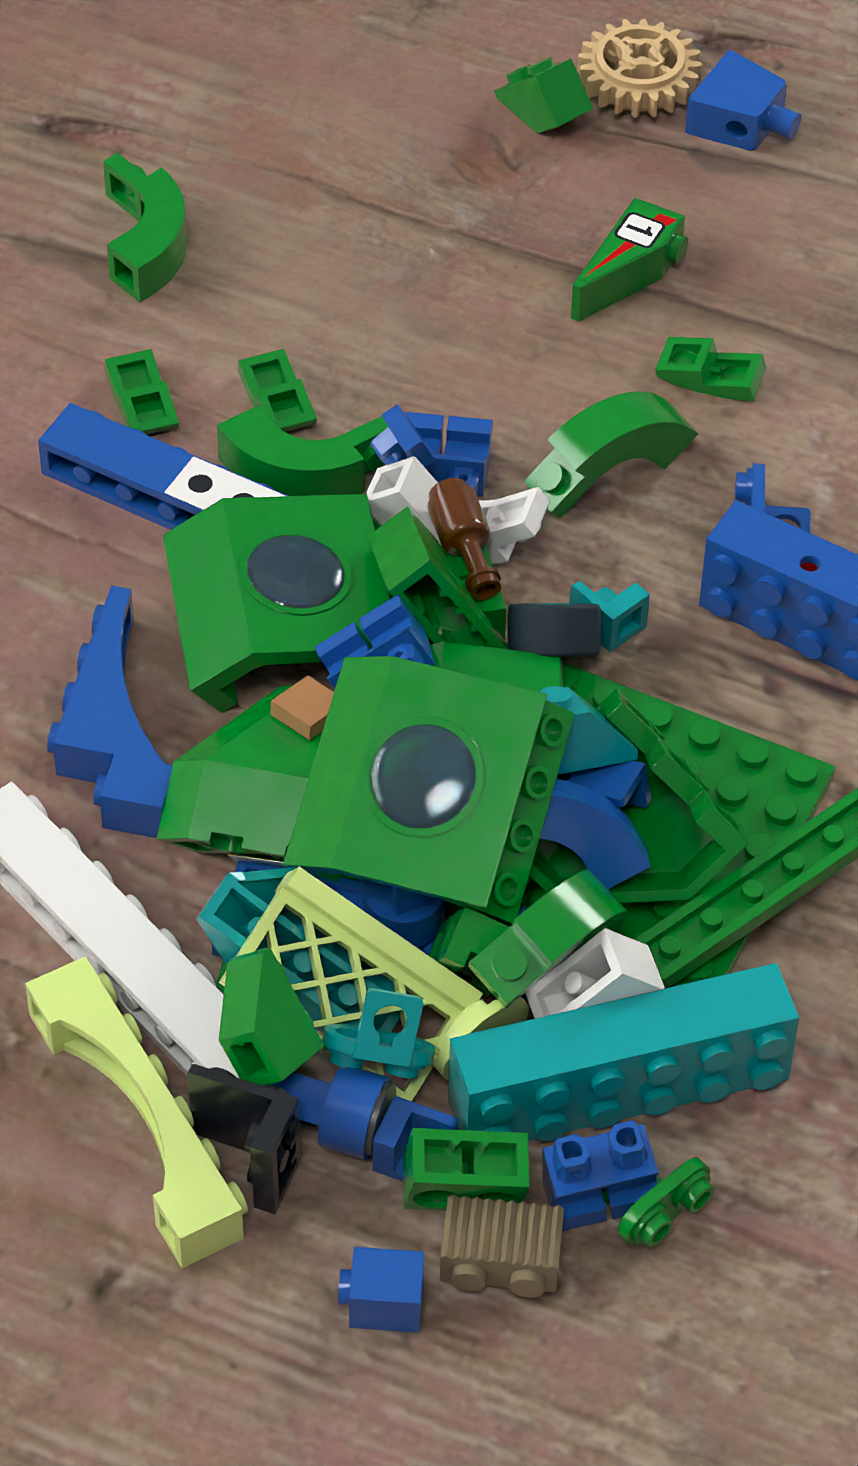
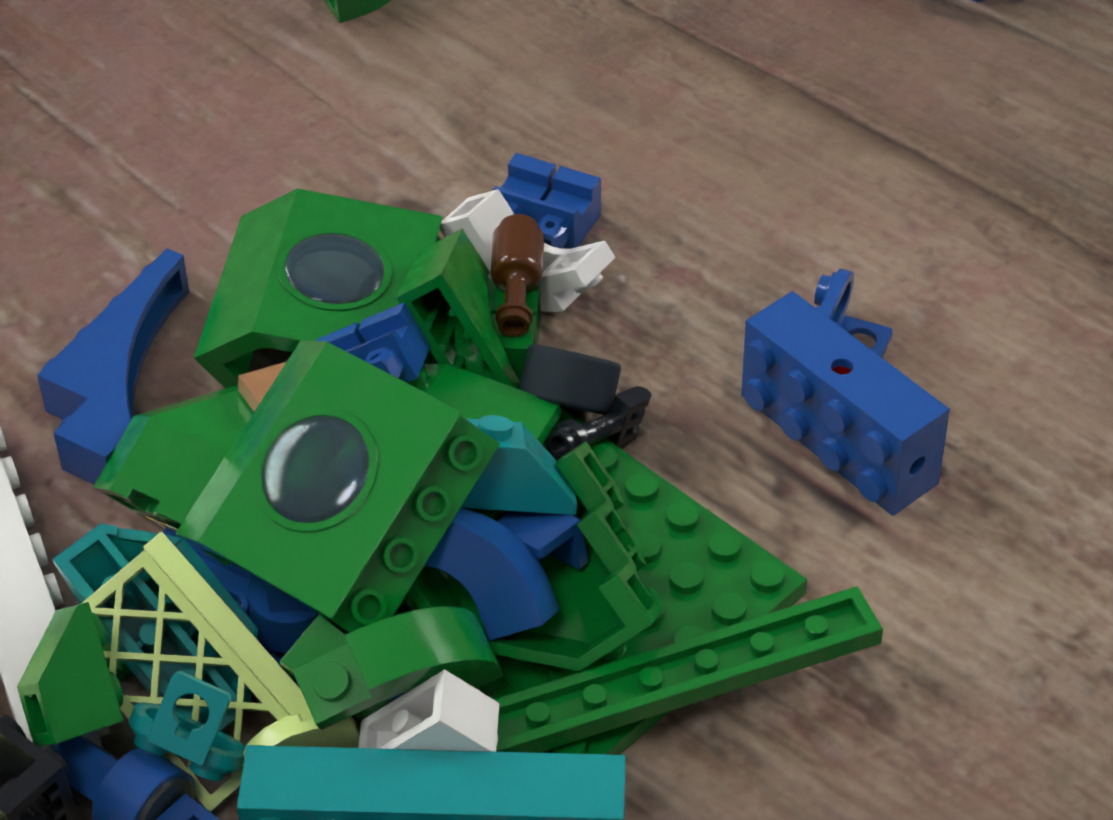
camera: 20 degrees right, 5 degrees down
(136, 470) = (247, 151): blue brick -> none
(140, 392) = (295, 95): green slope -> none
(274, 388) = (419, 119): green slope -> none
(298, 466) = (386, 176): green arch -> none
(400, 440) = (496, 171): blue tile -> none
(605, 436) = (707, 212): green arch -> none
(606, 666) = (617, 426): none -> black hinge
(621, 614) = (657, 375): teal panel -> none
(630, 257) = (807, 68): green slope -> none
(700, 368) = (838, 178): green slope -> none

